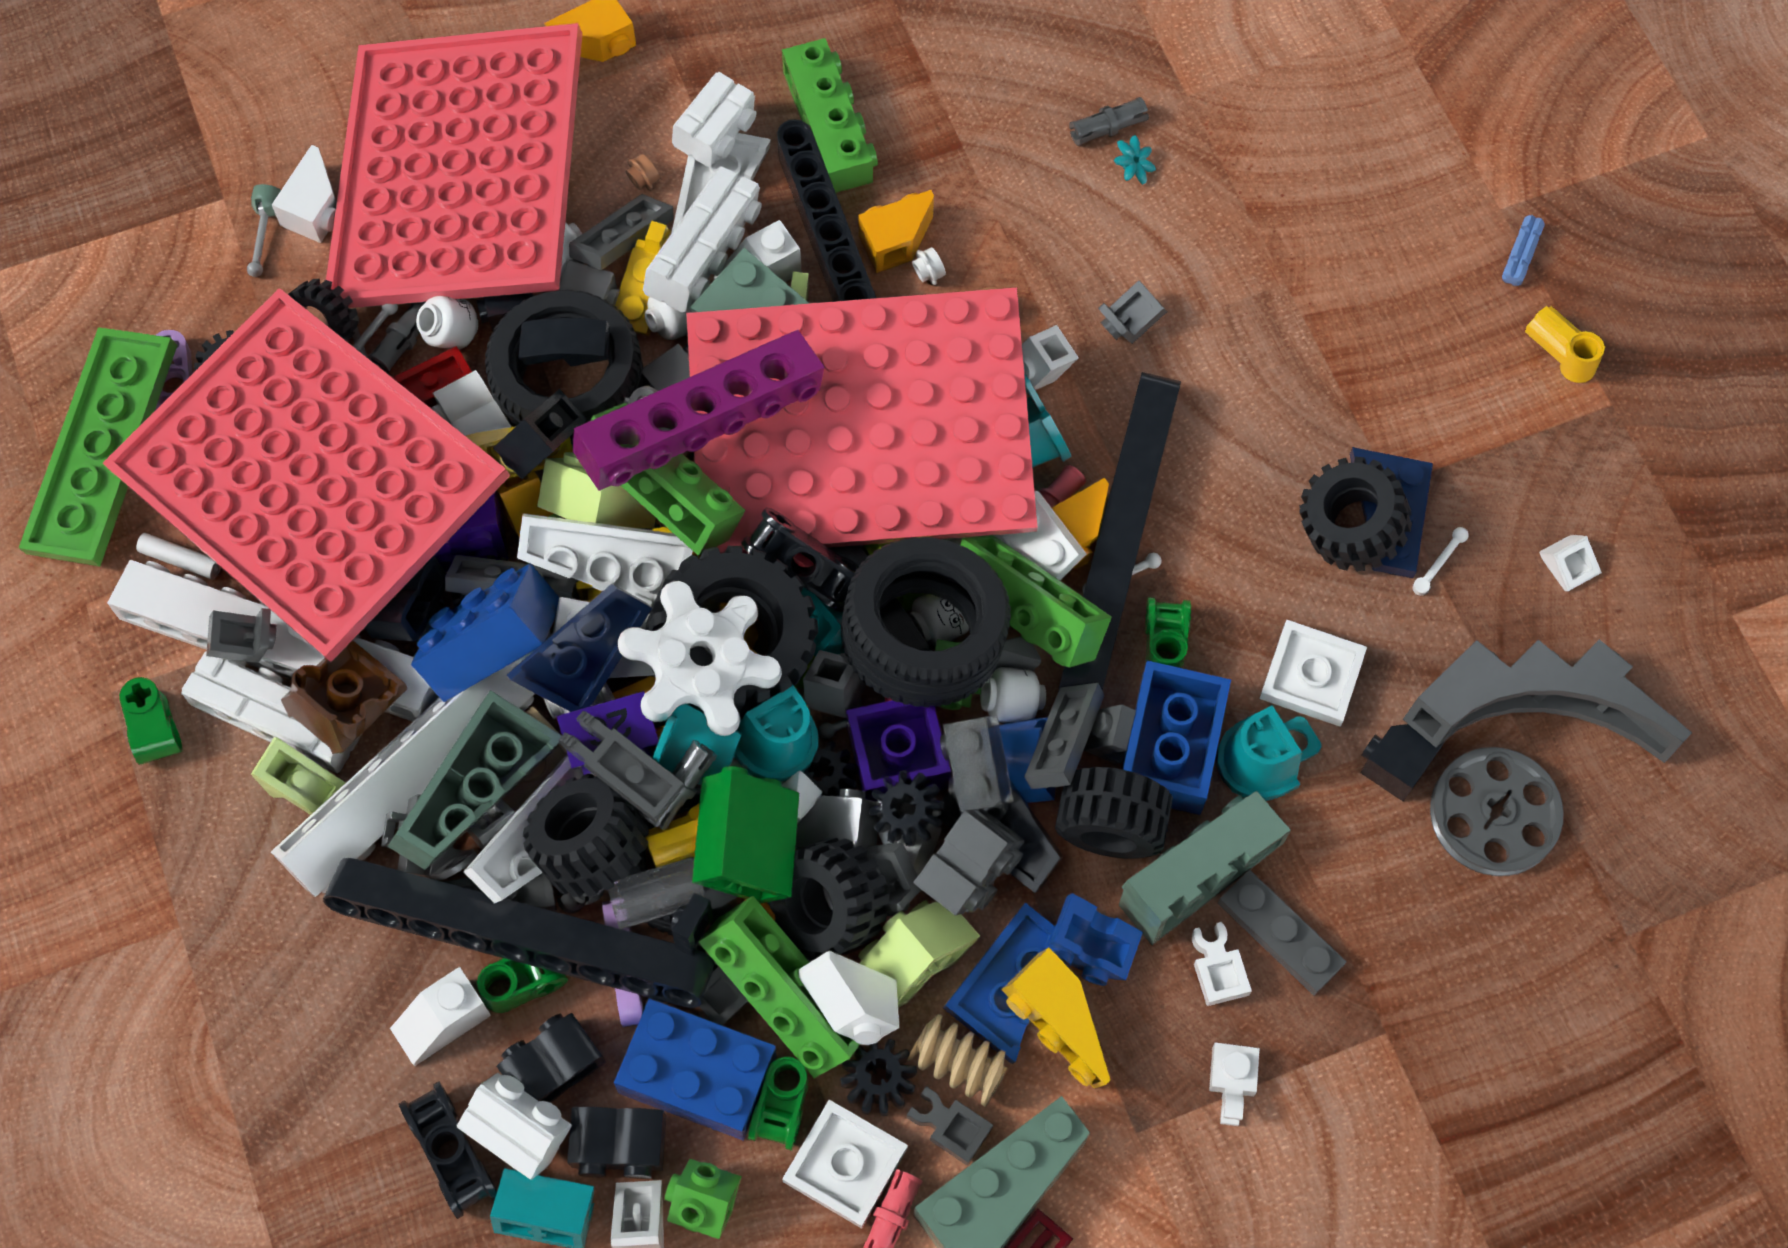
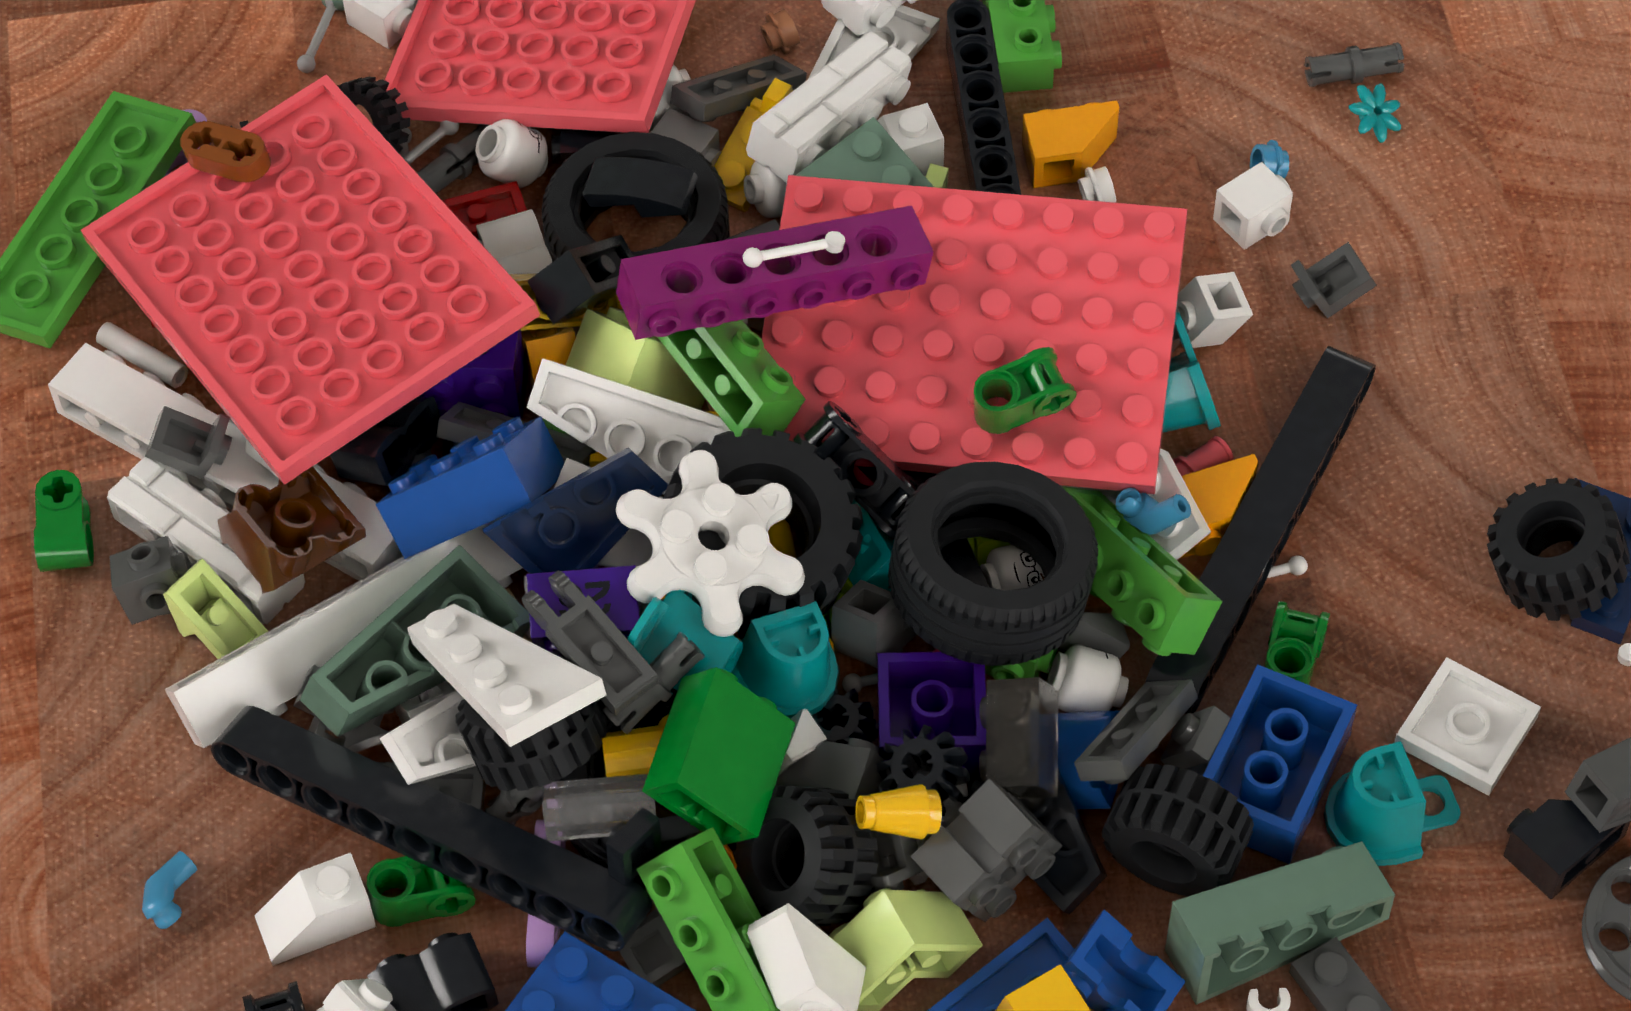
camera: 15 degrees right, 10 degrees down
(212, 367) = (228, 146): none -> dark orange beam
(232, 756) = (144, 575): none -> dark grey brick
(307, 1023) = (161, 890): none -> dark azure arm
(555, 806) = (503, 675): none -> white wing
(743, 377) = (833, 243): none -> white hinge
(902, 851) = (901, 811): none -> yellow cone
(926, 467) = (1029, 385): none -> green piece
(1037, 550) = (1149, 514): none -> dark azure arm
(1056, 259) = (1253, 205): none -> white brick
(1060, 220) = (1272, 156): none -> dark azure plate

